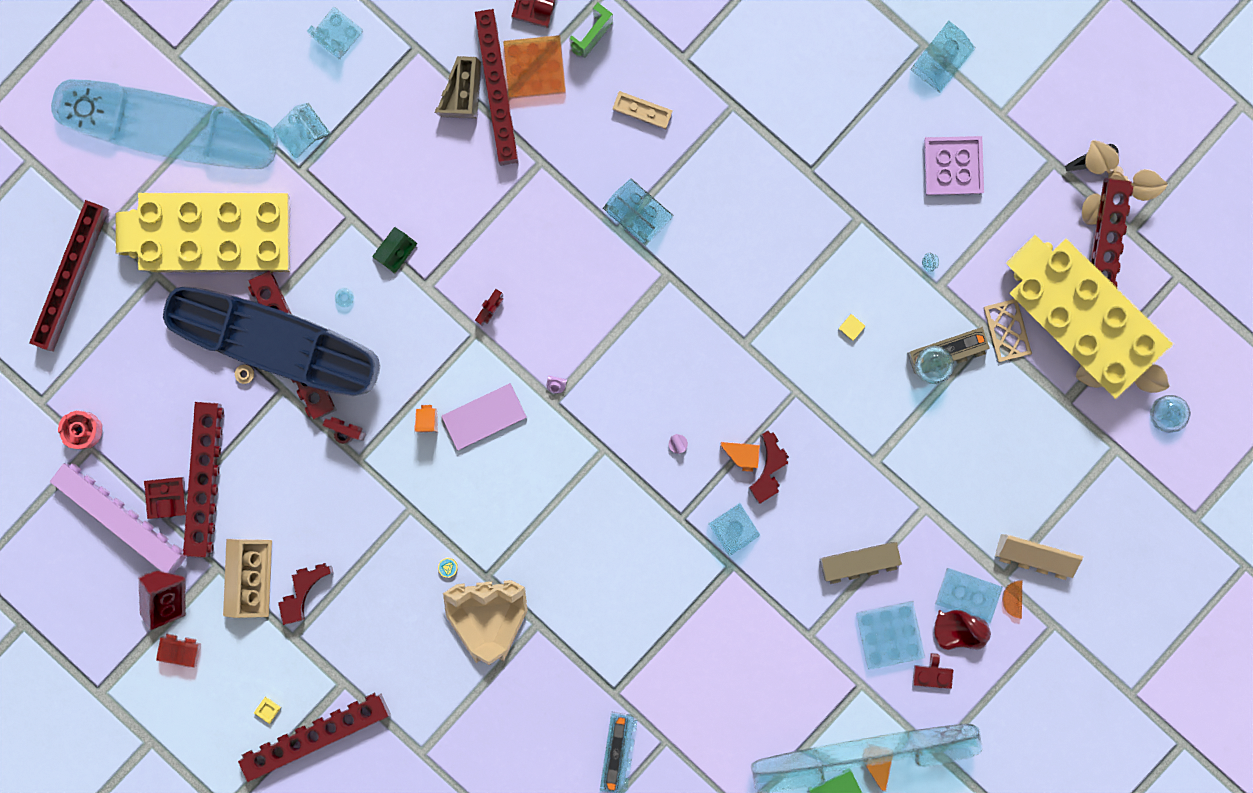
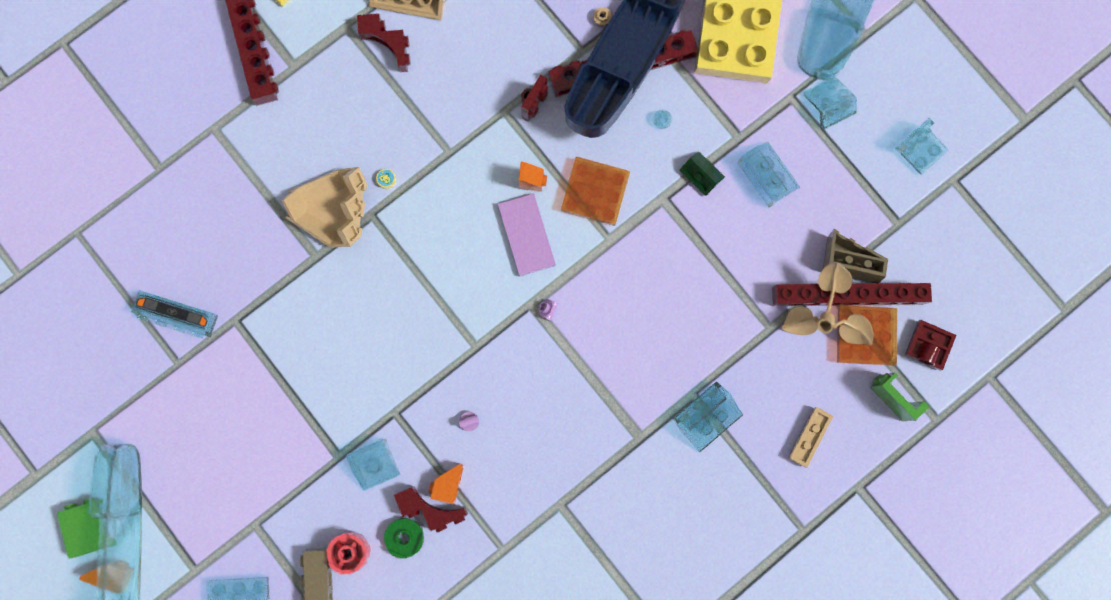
camera: 95 degrees right, 5 degrees down
(385, 183) = (768, 174): none -> clear light blue slope
(429, 354) = (595, 191): none -> clear orange plate
(489, 307) = (633, 254): dark red plate -> none
(532, 80) = (857, 327): none -> tan plant
(805, 497) = (393, 542): none -> green plate
(825, 548) = (337, 555): none -> coral brick

